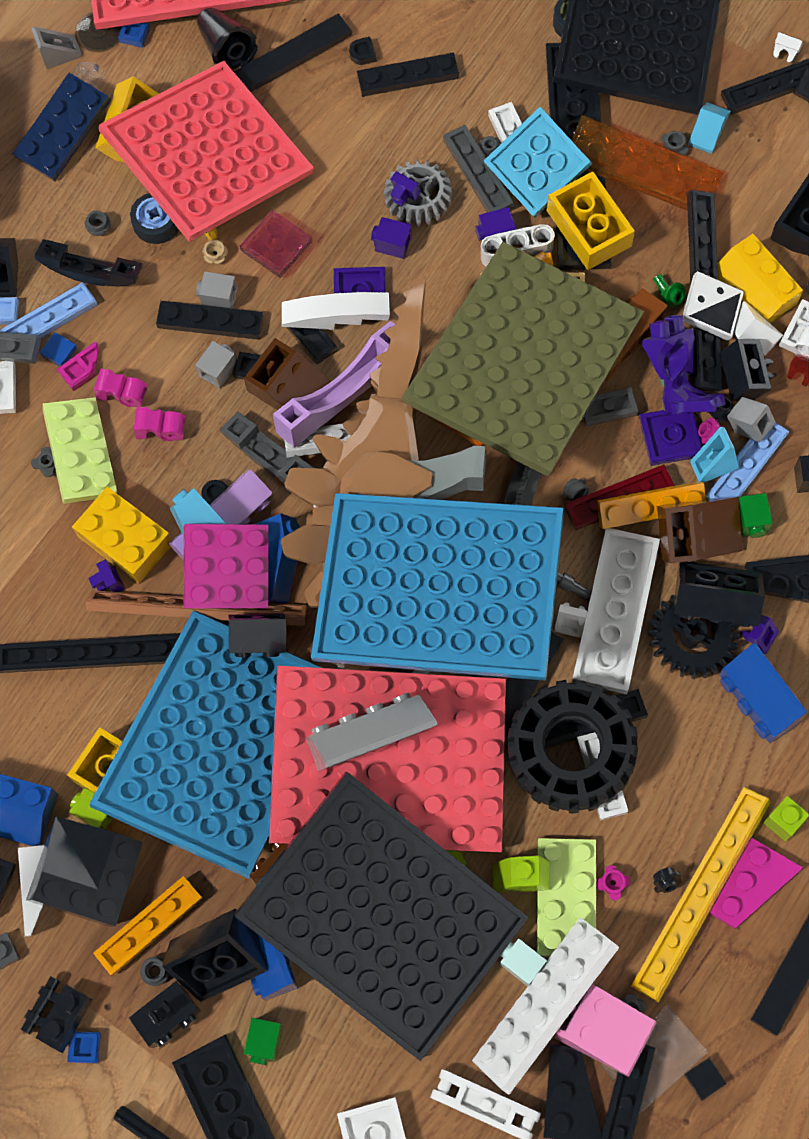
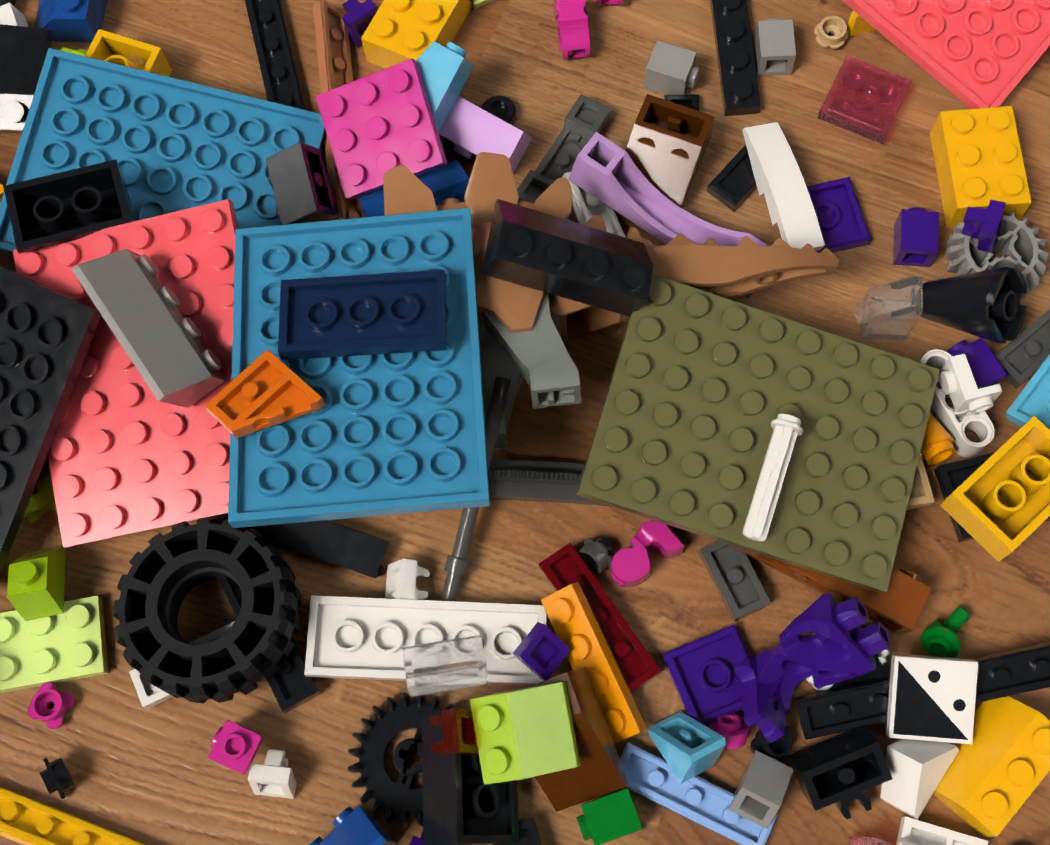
camera: 80 degrees right, 0 degrees up
(246, 795) = (67, 205): none -> black slope
(349, 184) = (979, 161): none -> yellow brick
(387, 437) = (567, 259): none -> black slope
(410, 569) = (362, 315): none -> dark blue plate
(445, 263) = (891, 309): none -> clear slope
(454, 213) = (978, 303): none -> black cone
(459, 641) = (263, 397): none -> orange wing
(515, 232) = (960, 384): none -> white bracket
(562, 352) = (772, 476): none -> white axle
(588, 465) = (632, 564): none -> dark pink leg
(638, 596) = (445, 666): none -> clear slope
(641, 530) = (542, 651): none -> dark purple tile
(668, 747) = (235, 747): none -> dark pink bracket
(691, 727) = (273, 777): none -> white tile
(694, 579) = (458, 732): none -> clear red tile
(698, 543) = (524, 733): none -> lime slope

